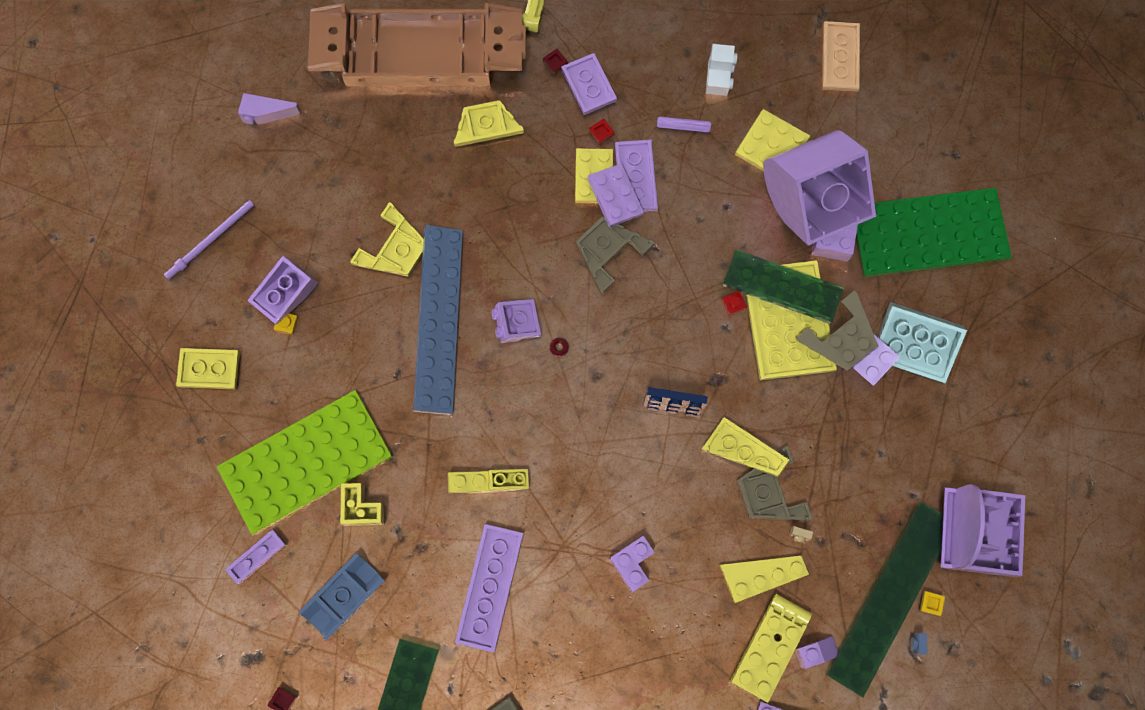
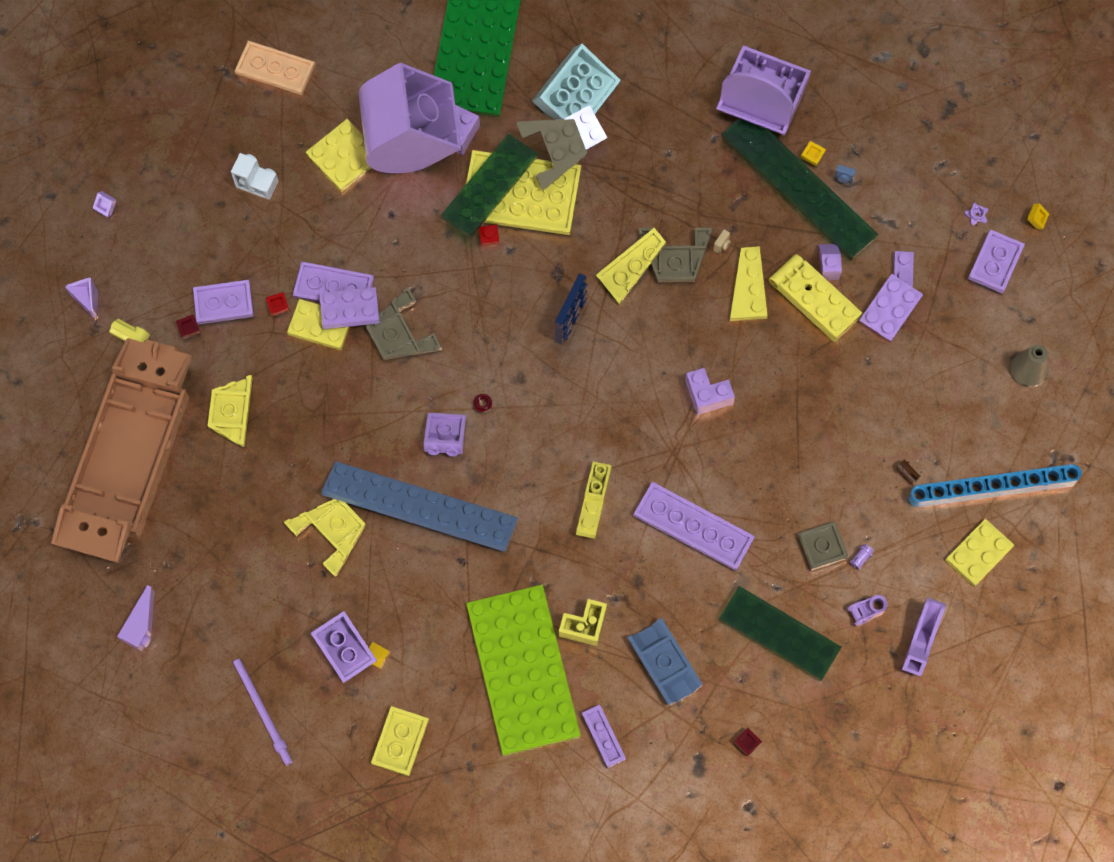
camera: 70 degrees left, 5 degrees down
(684, 124) = (295, 227): lavender axle -> none

